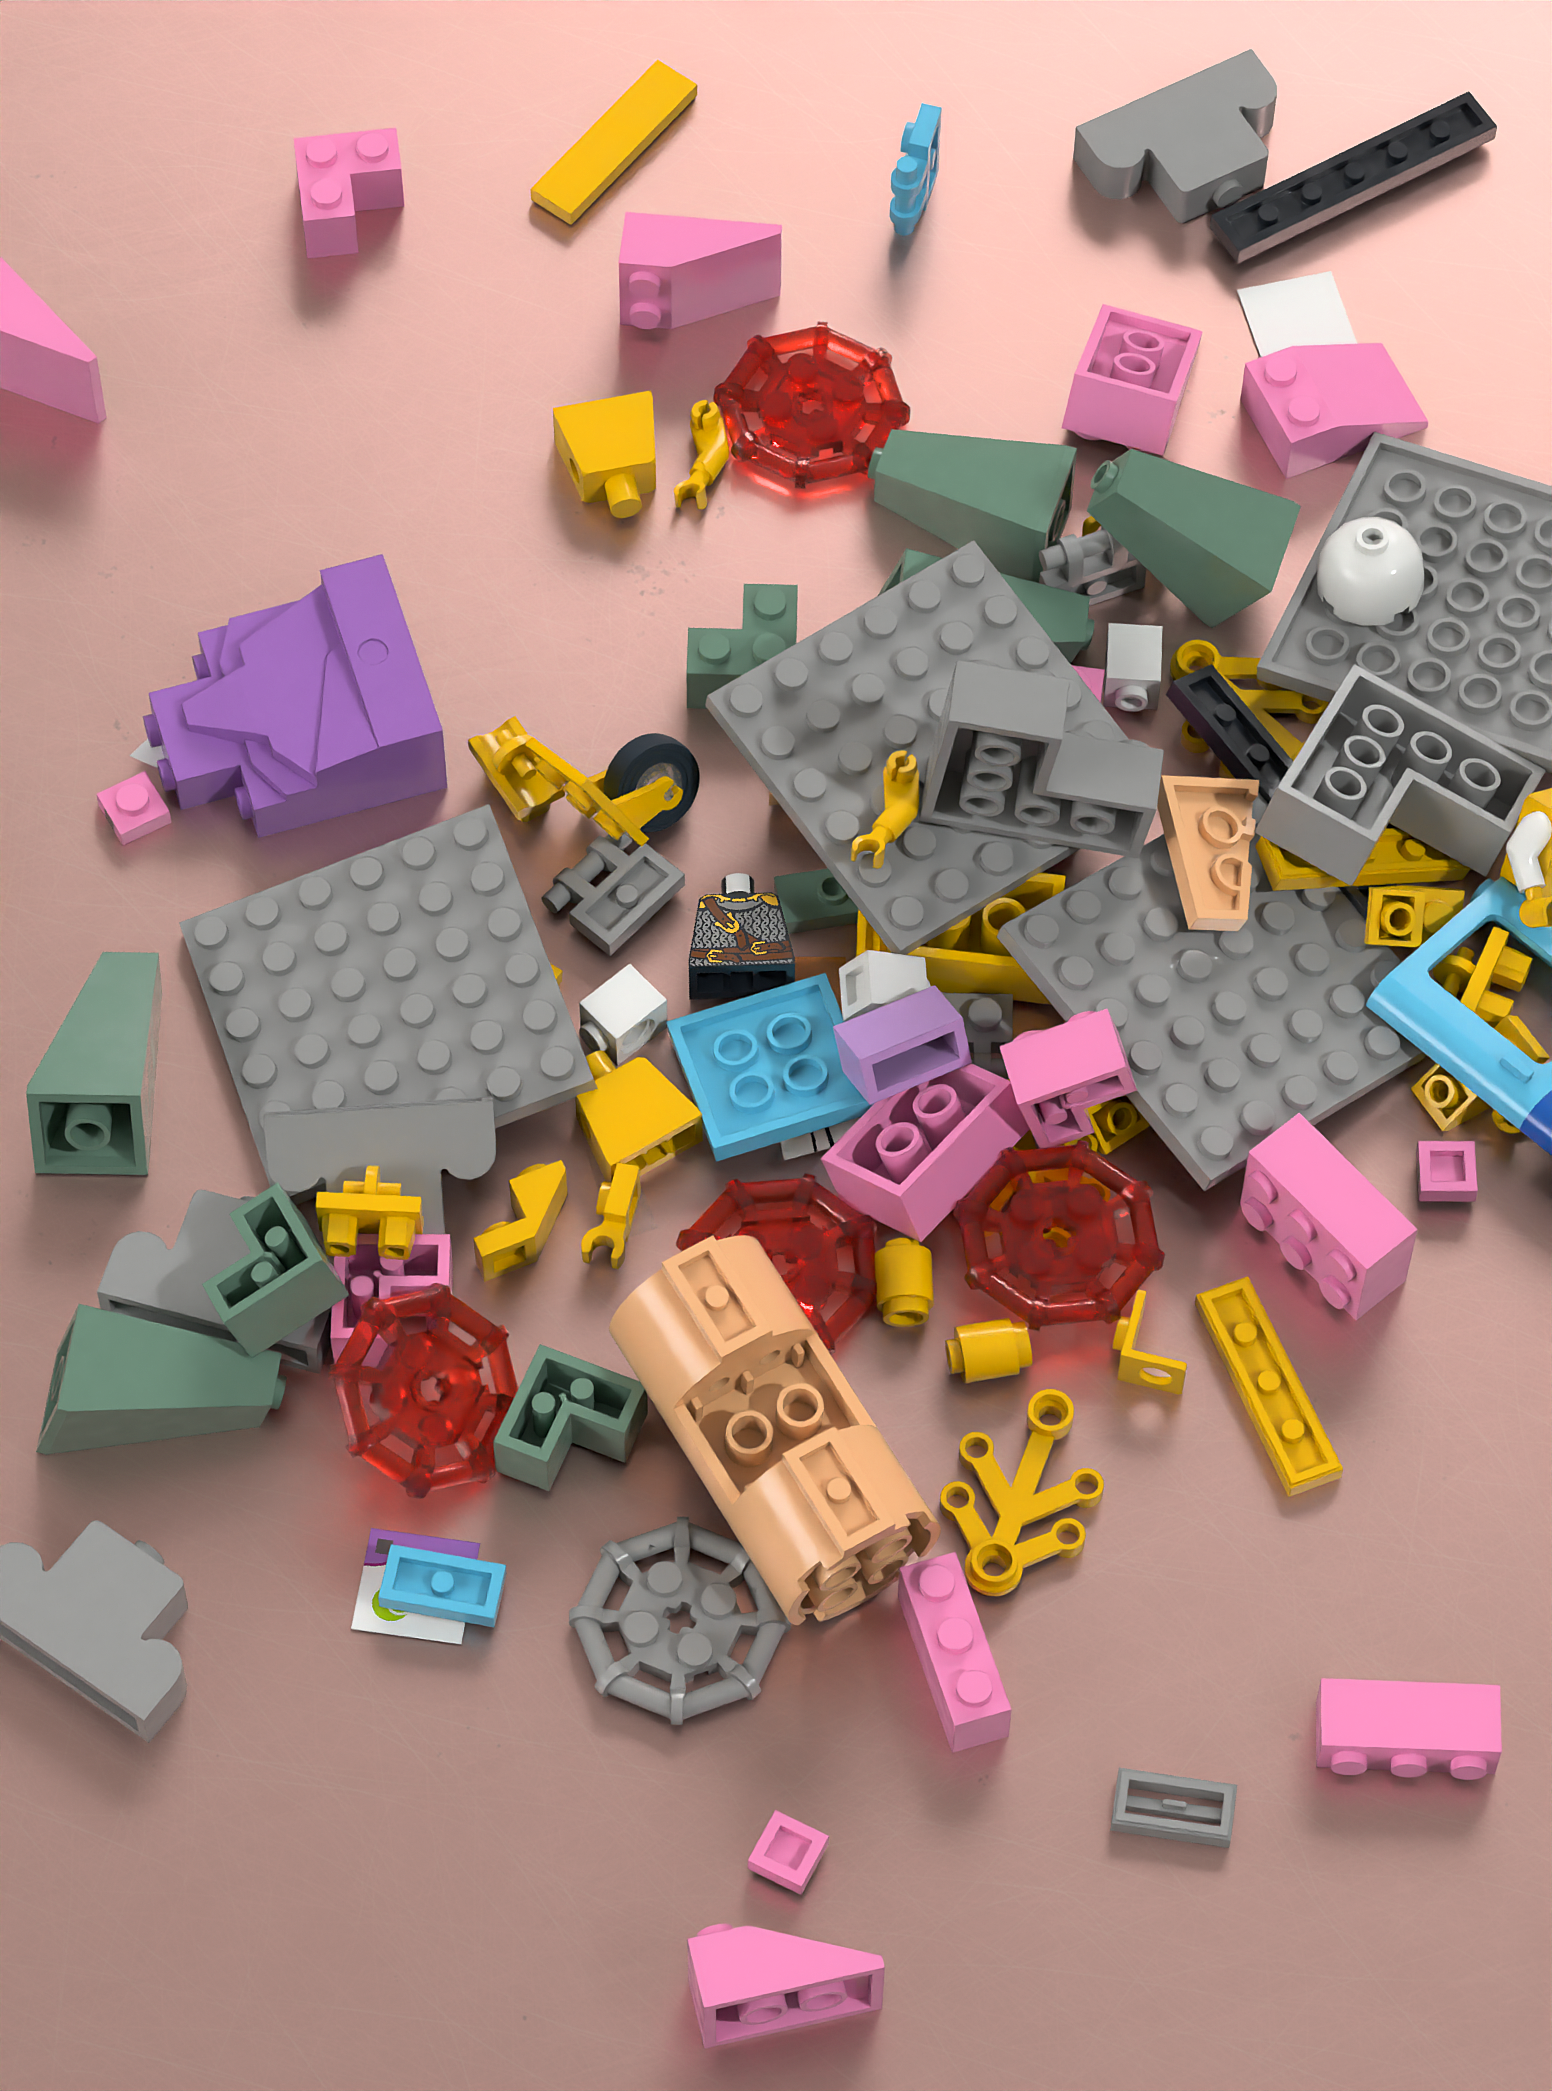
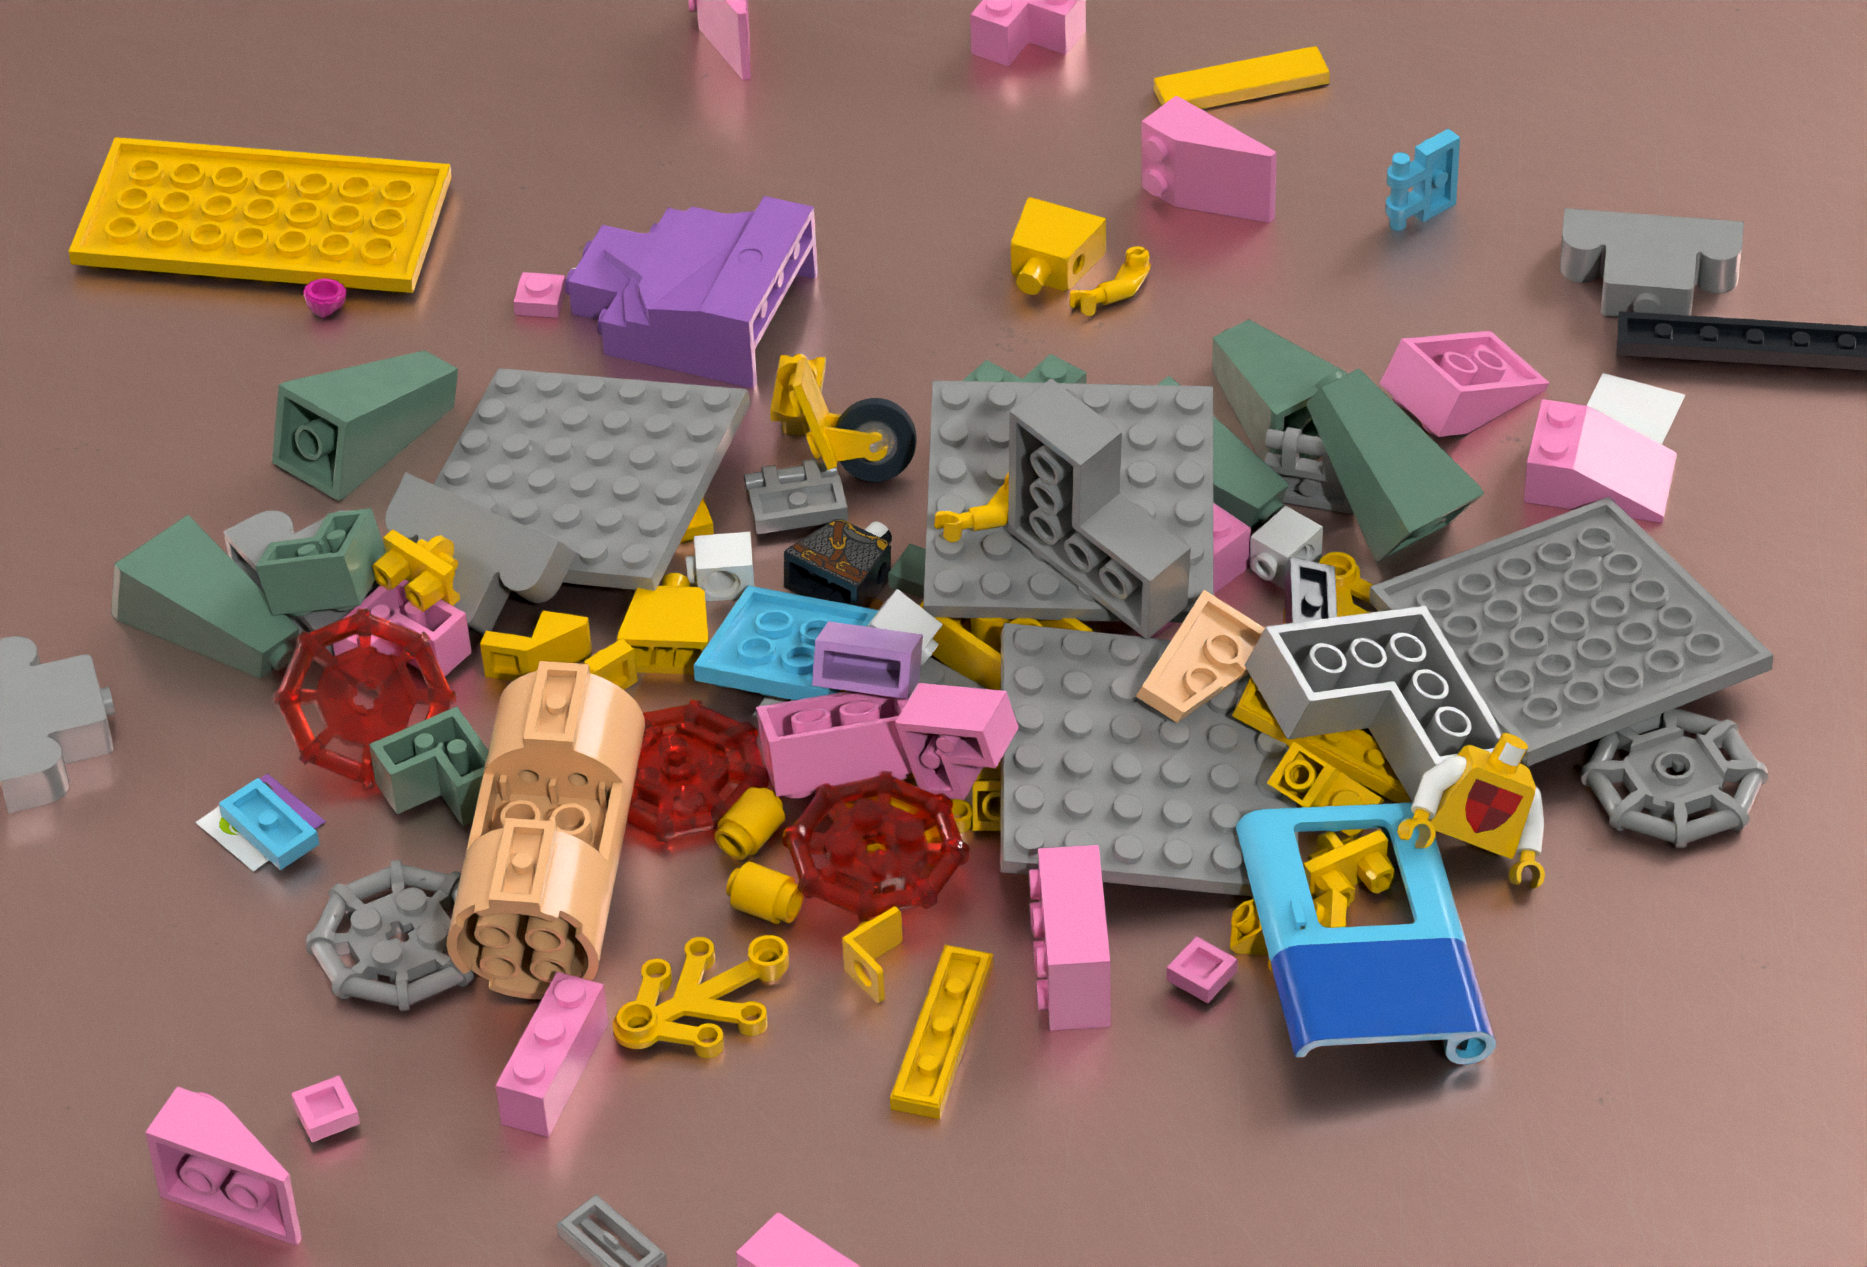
camera: 40 degrees right, 15 degrees down
(810, 379) = (1199, 281): clear red plate -> none
(1370, 571) = (1506, 565): white cylinder -> none

